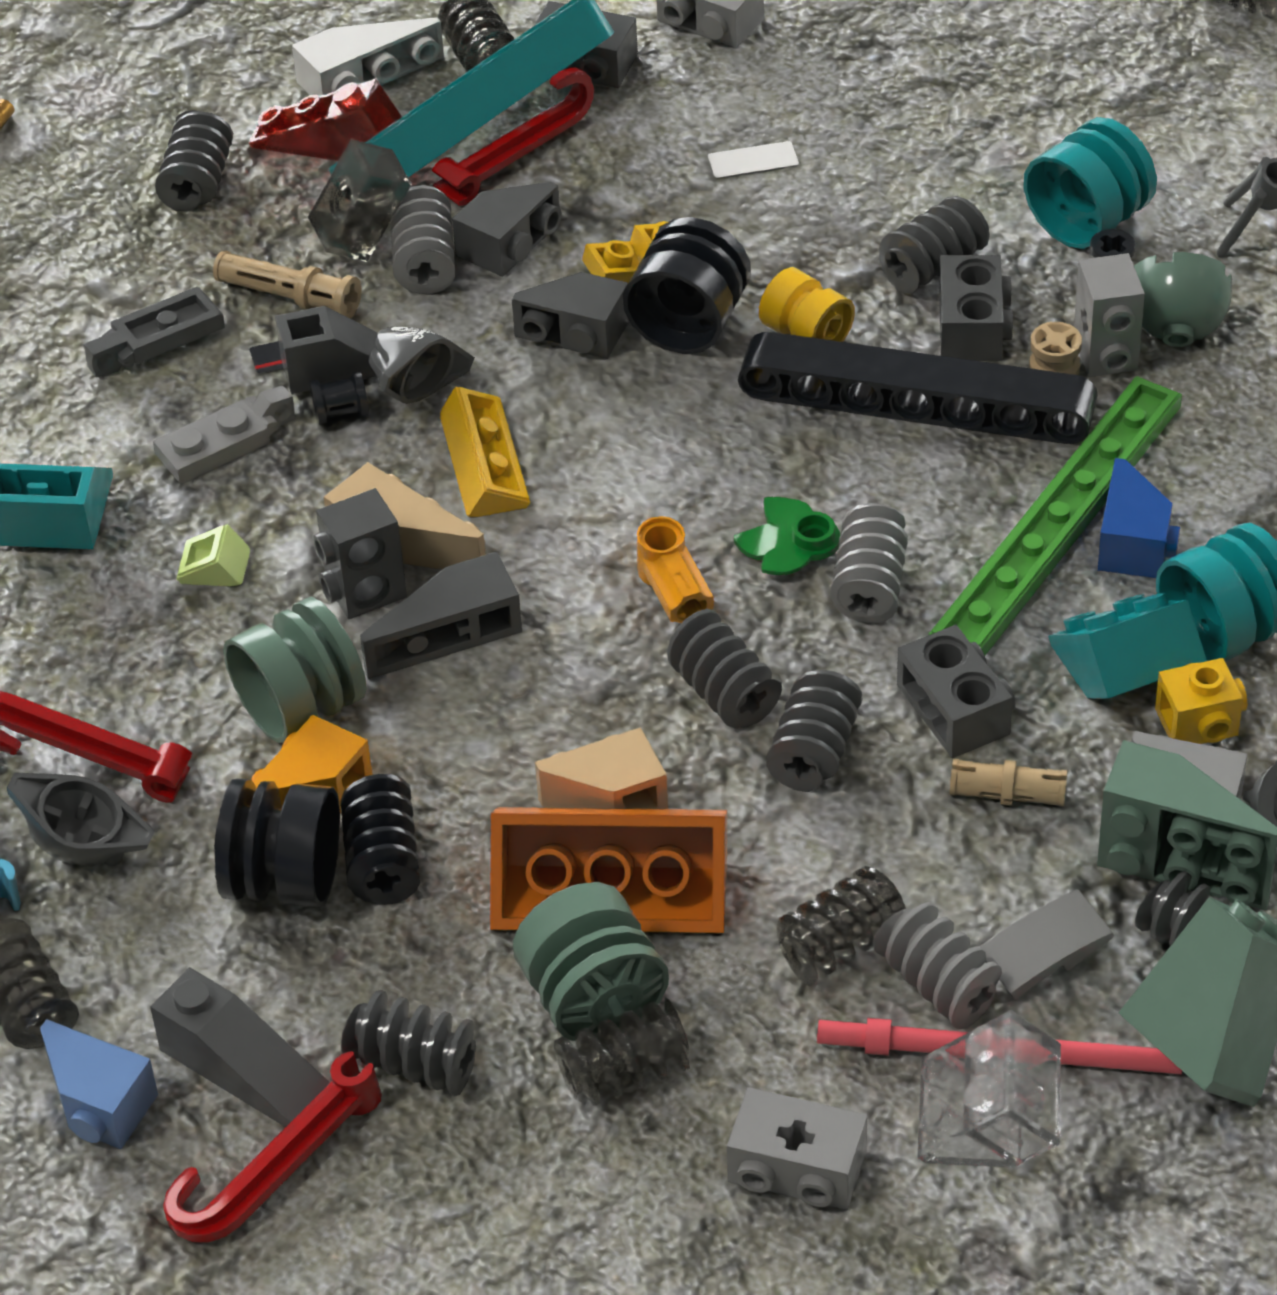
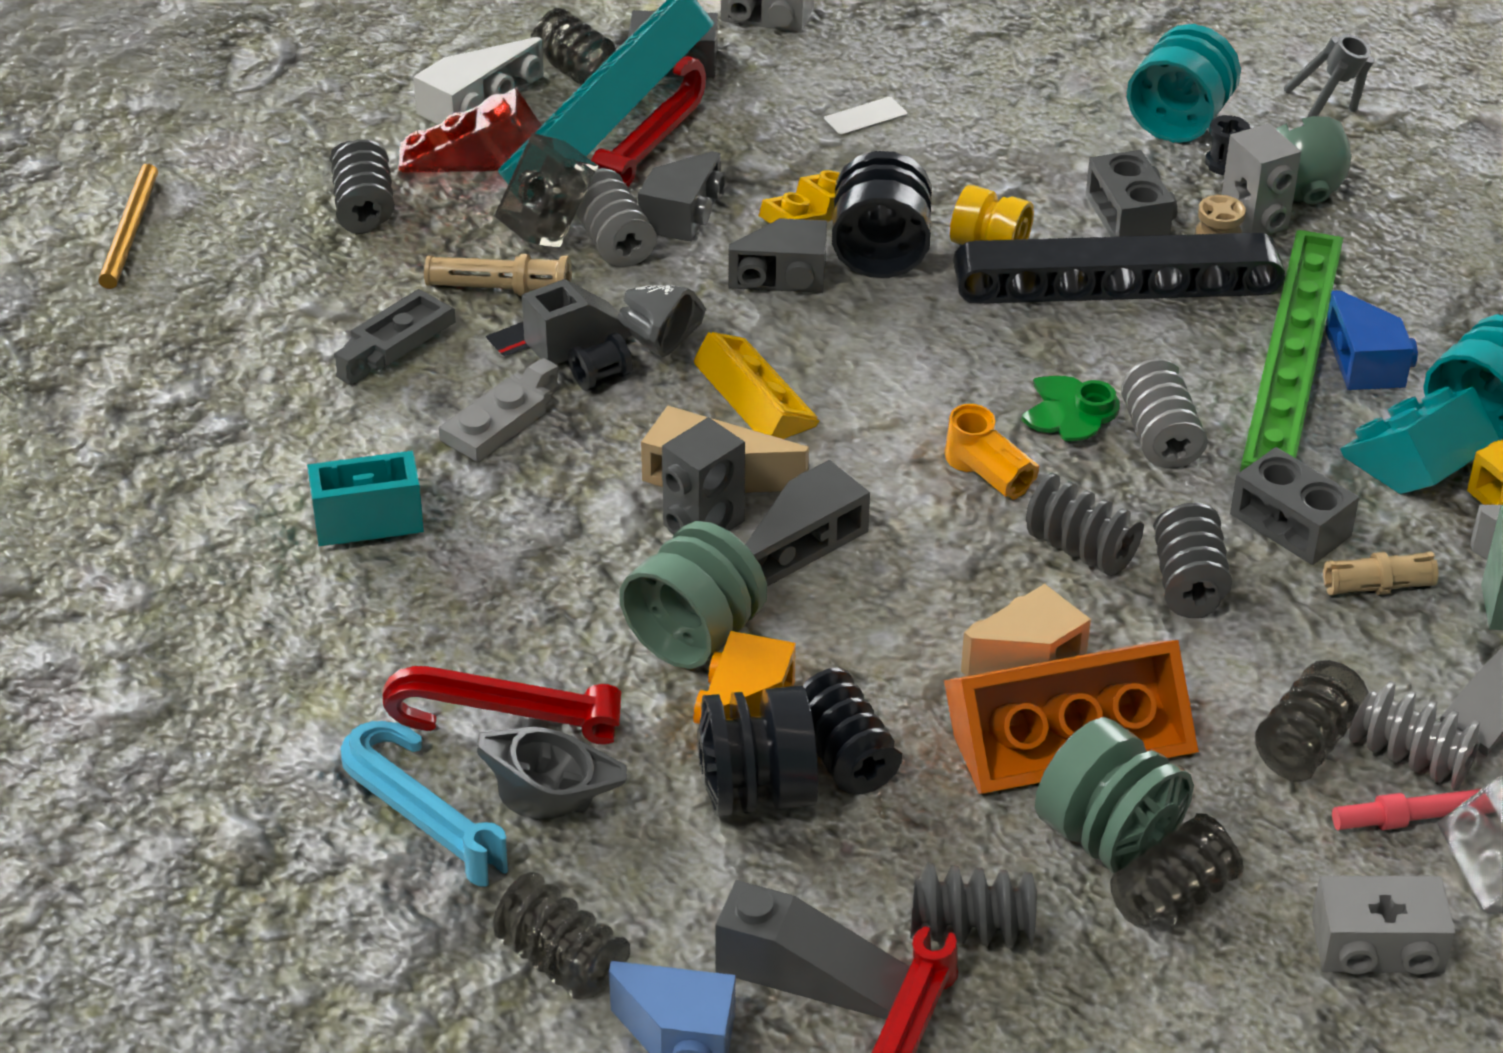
camera: 20 degrees left, 5 degrees down
(214, 559) = (545, 519): yellowish green slope -> none
(914, 250) = (1063, 155): dark grey piece -> none

